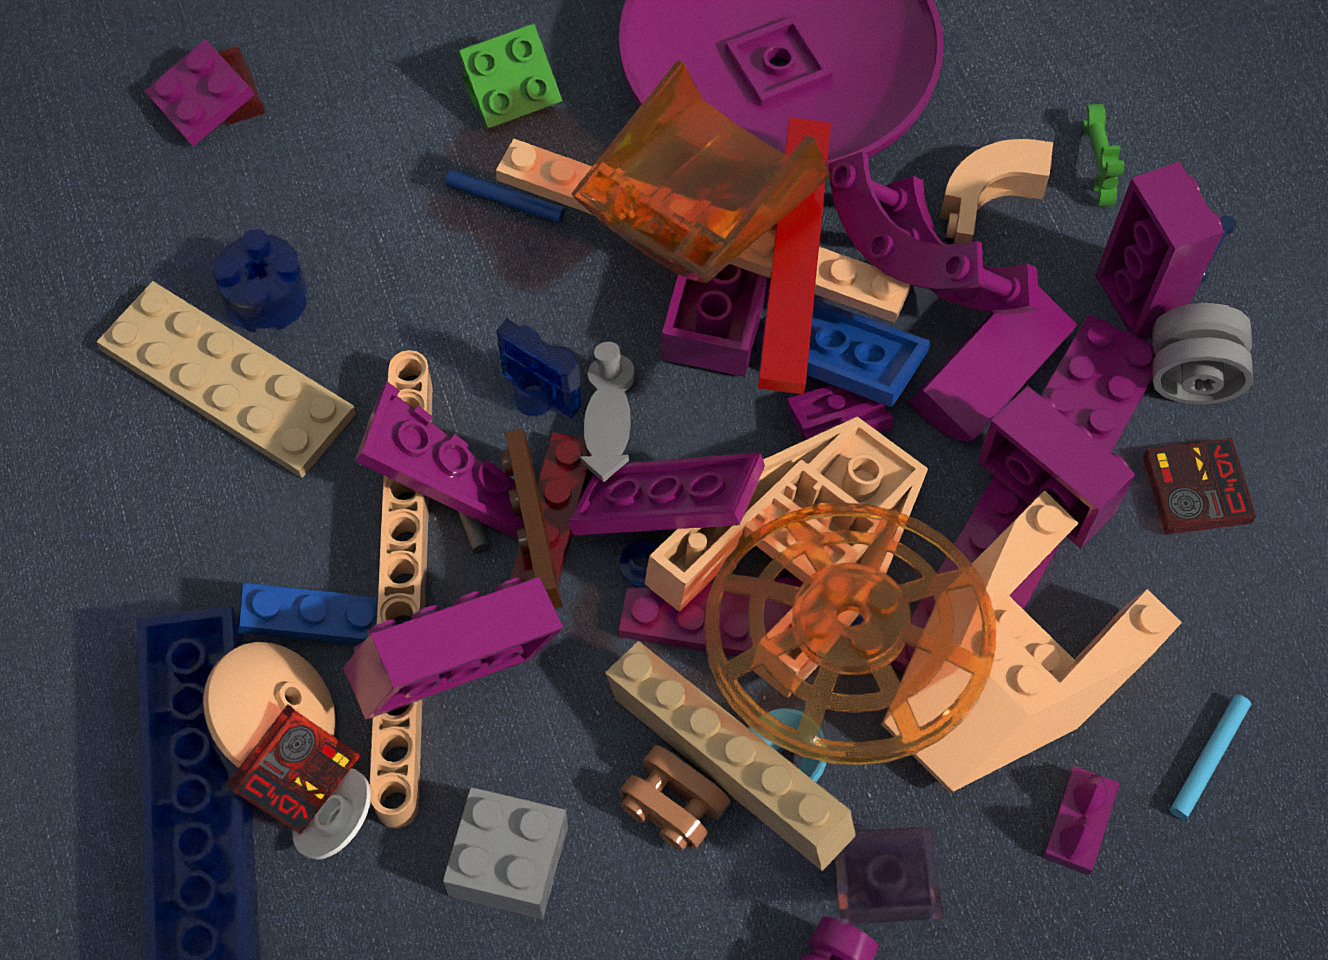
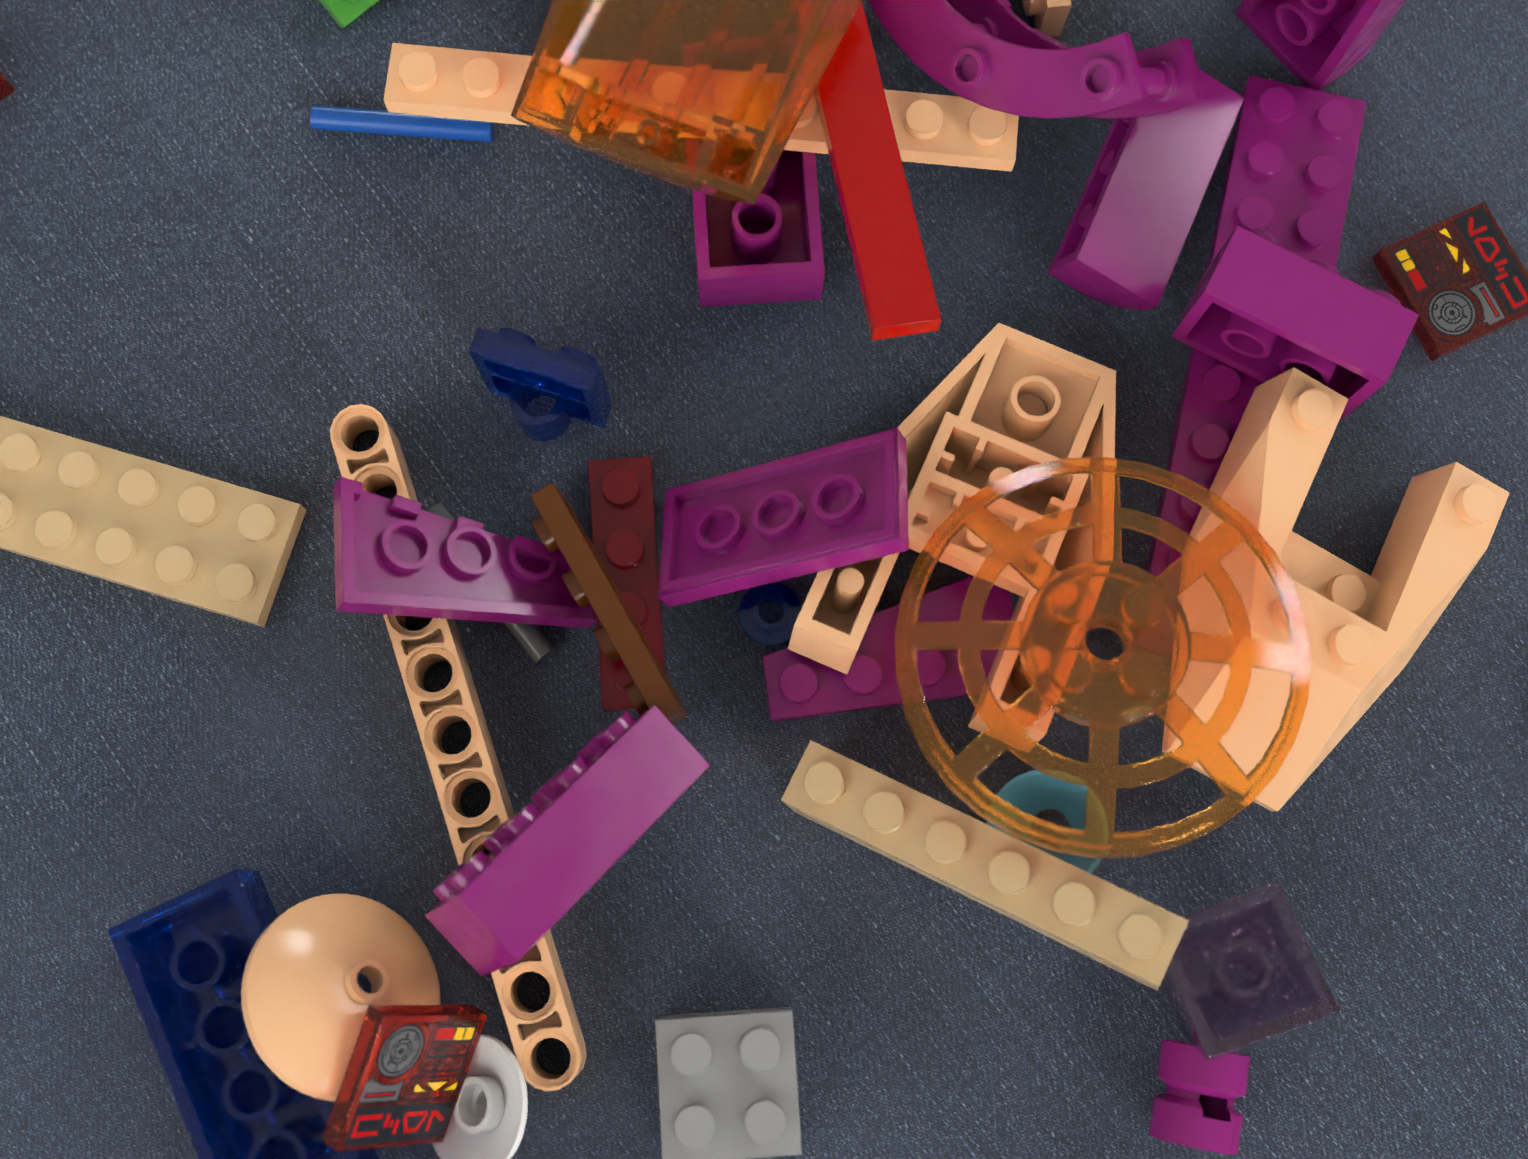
camera: 20 degrees left, 15 degrees up
(261, 281) = (101, 357): clear blue brick -> none
(306, 614) = (343, 834): blue plate -> none
(608, 412) = (655, 411): light grey brick -> none
(677, 825) = (883, 951): nougat brick -> none
(832, 406) = (969, 308): magenta plate -> none
(862, 354) = (983, 225): blue plate -> none
(1081, 820) = (1441, 791): magenta tile -> none
(1202, 354) = (1426, 94): light grey wheel -> none

